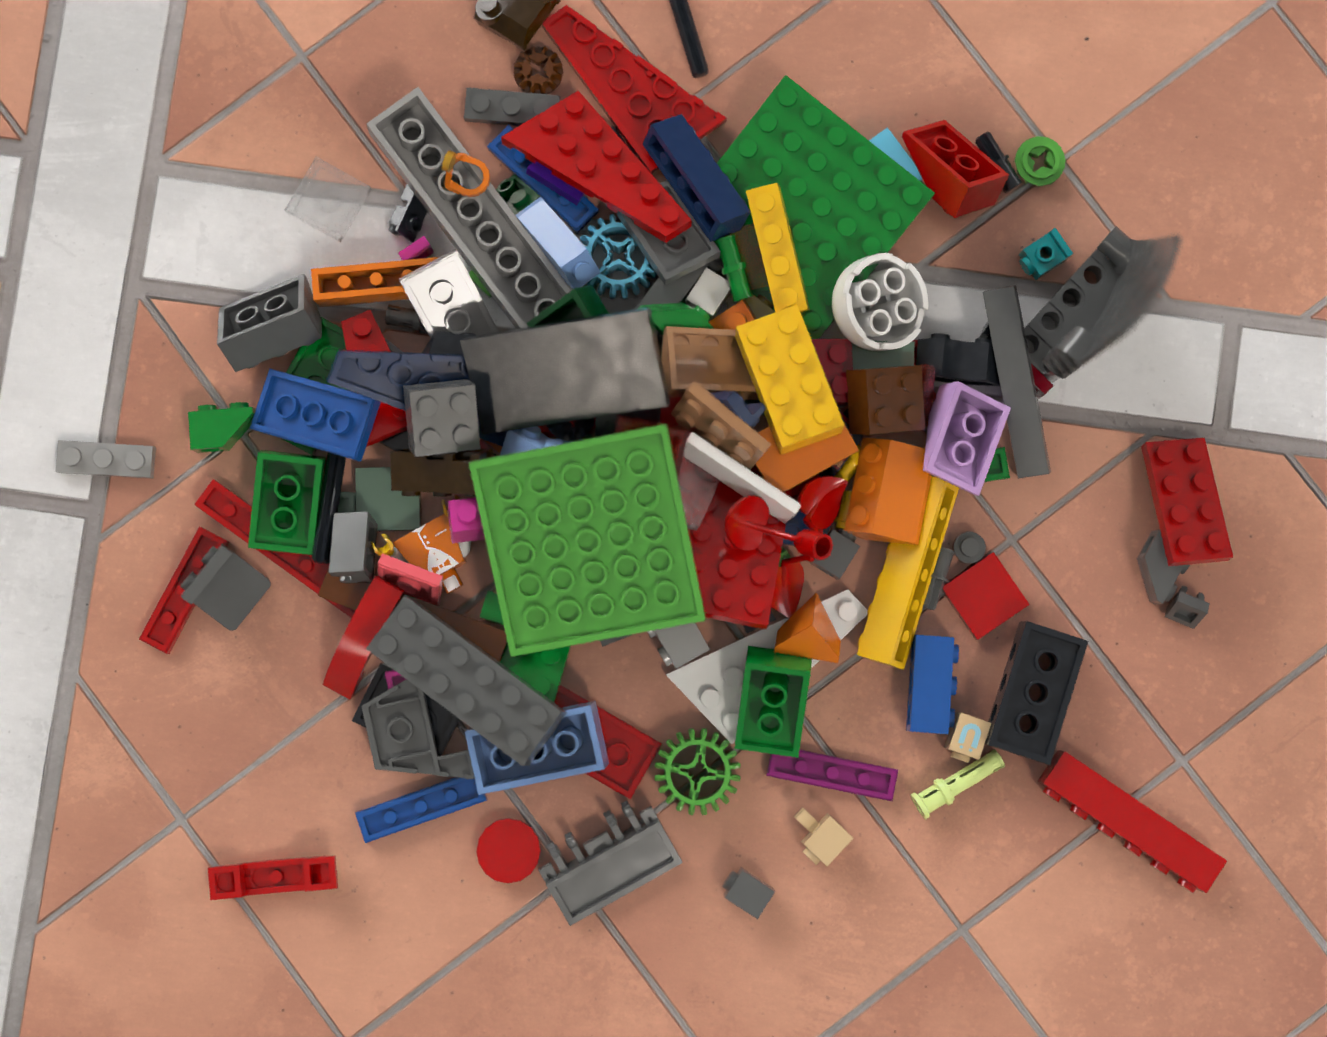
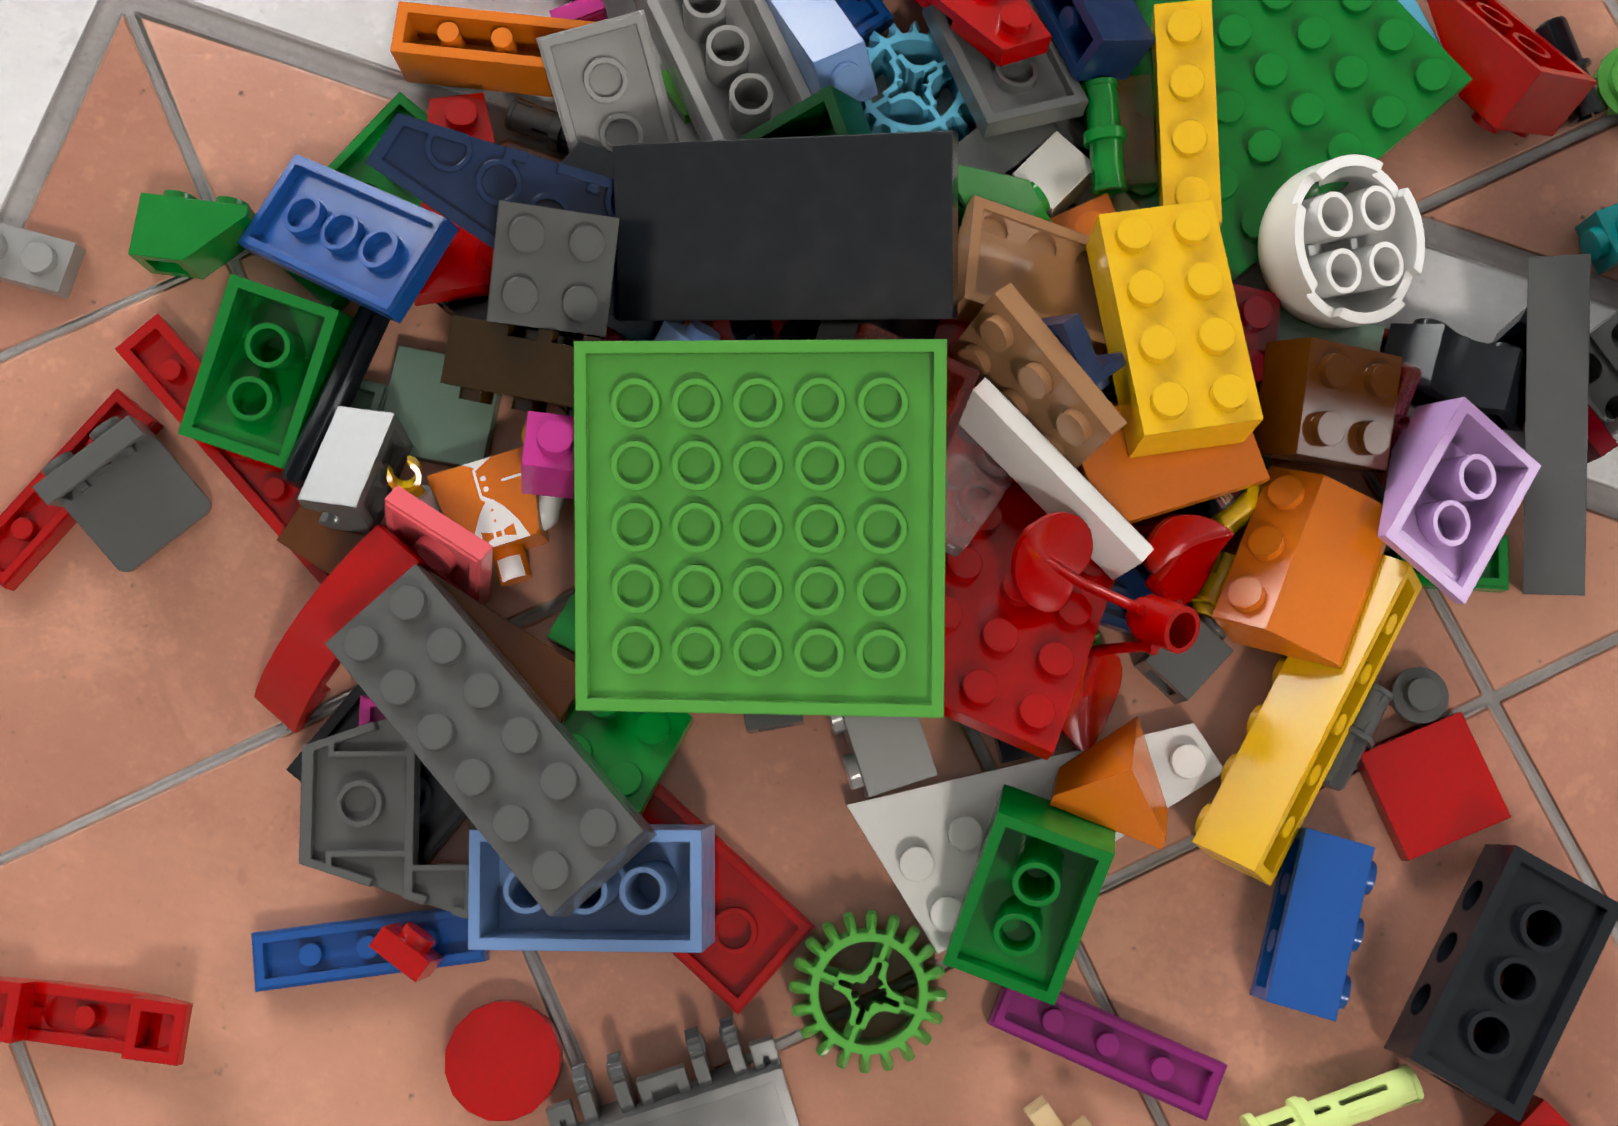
camera: 15 degrees right, 5 degrees down
(269, 324) = (311, 87): dark grey slope -> none
(445, 801) = (407, 949): none -> red plate
(967, 737) = (1365, 1034): tan brick -> none

